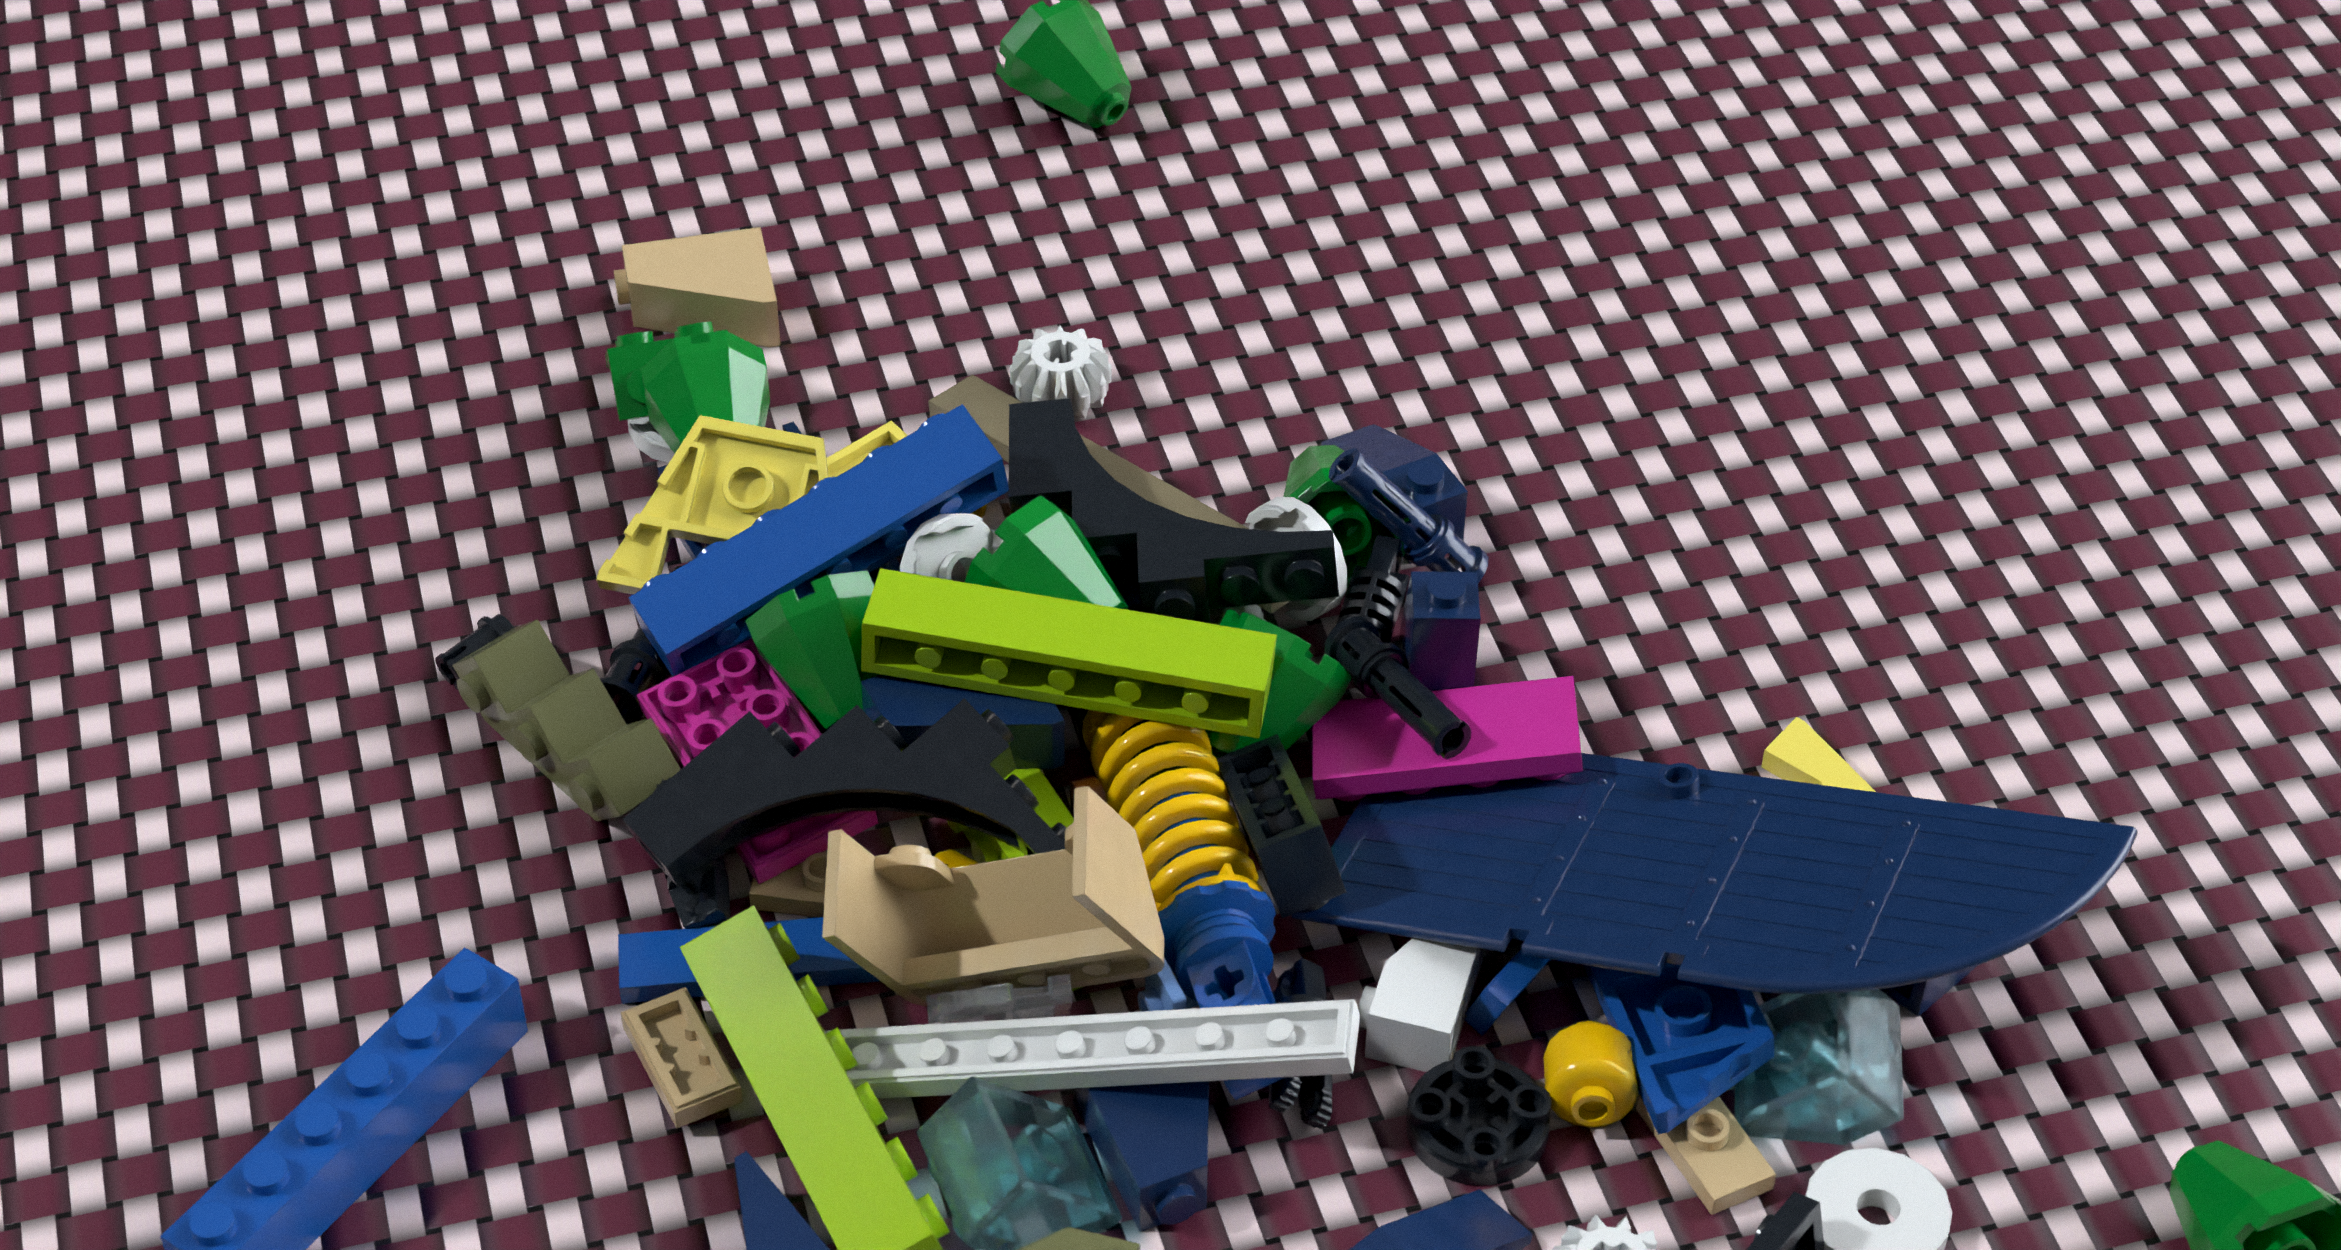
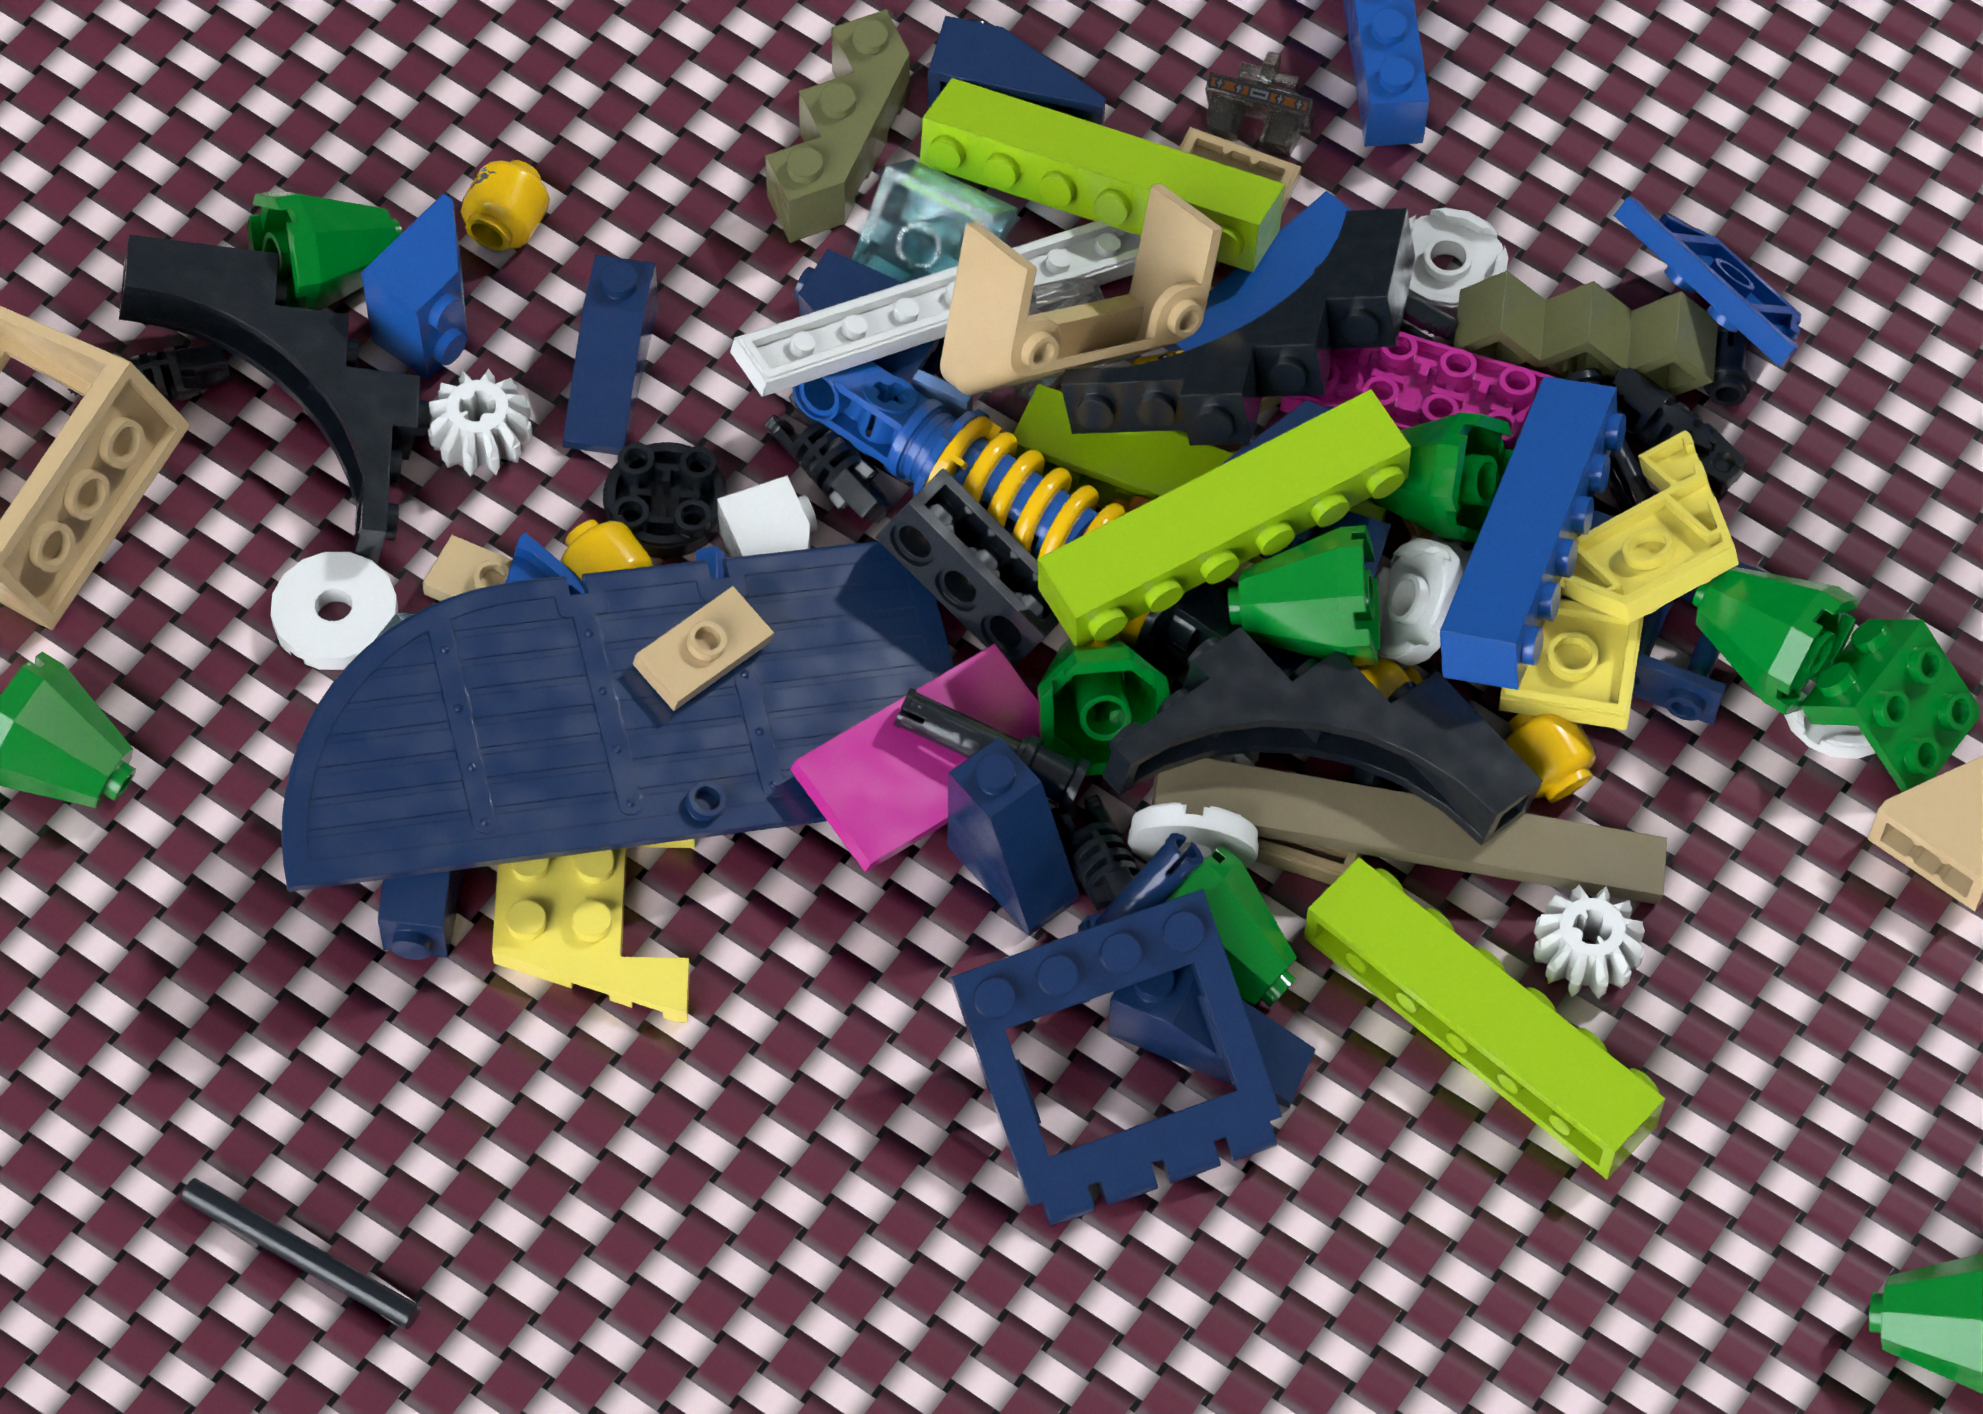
camera: 140 degrees right, 15 degrees up
(417, 671) = (1710, 268): none -> blue wing
(583, 620) = (1657, 416): none -> black hinge
(583, 1095) = (1260, 99): none -> clear smoke hips
(586, 908) = (1458, 235): none -> white tile
(1186, 375) = (1484, 1017): none -> lime brick
(1501, 490) = (1089, 967): none -> dark blue hinge
(1591, 867) = (703, 648): none -> tan plate
(2245, 753) = (301, 1253): none -> black bar

